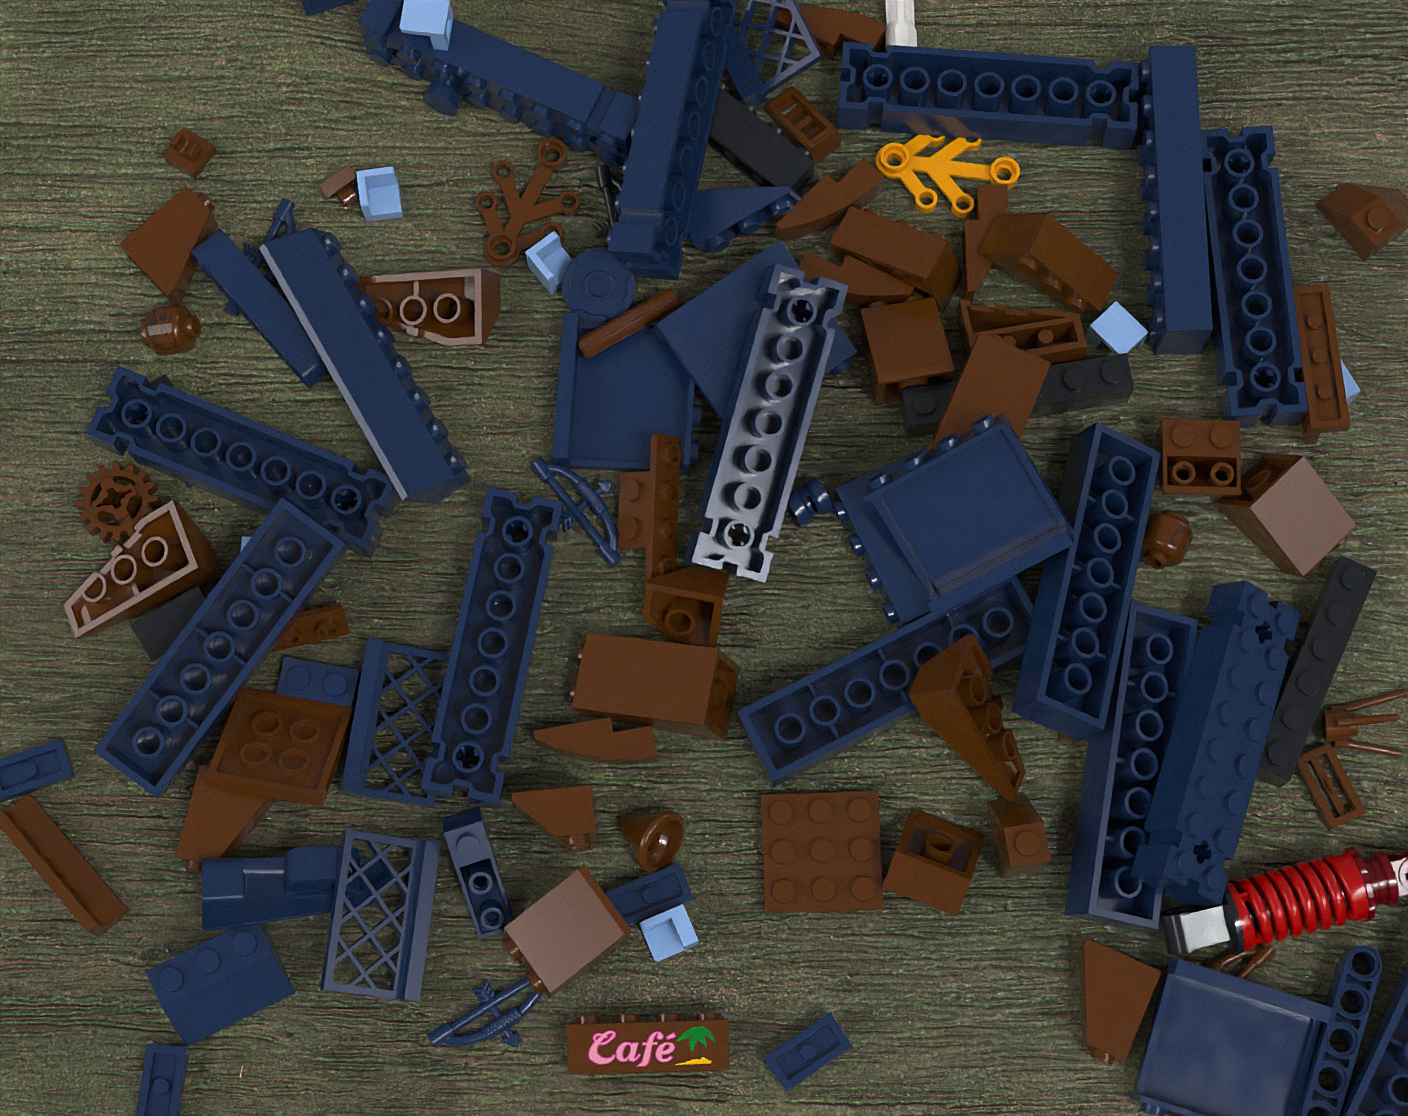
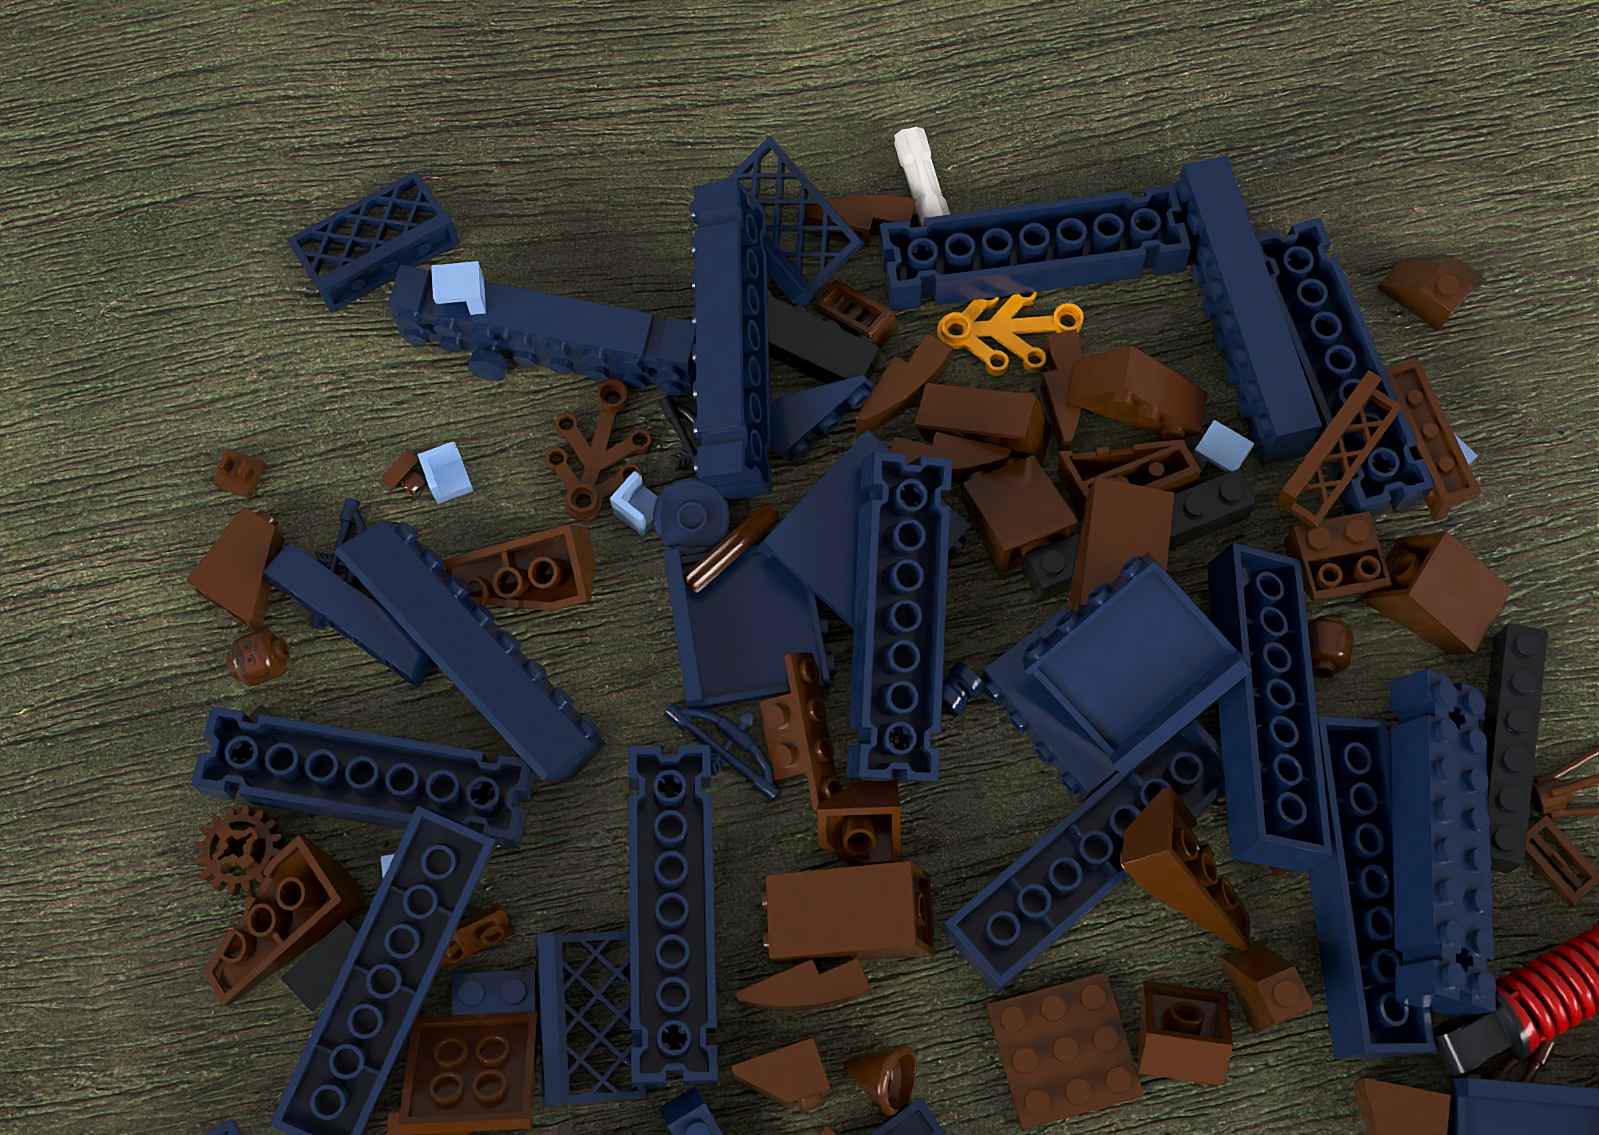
camera: 15 degrees left, 5 degrees down
(1214, 346) = (1332, 437): none -> reddish brown fence

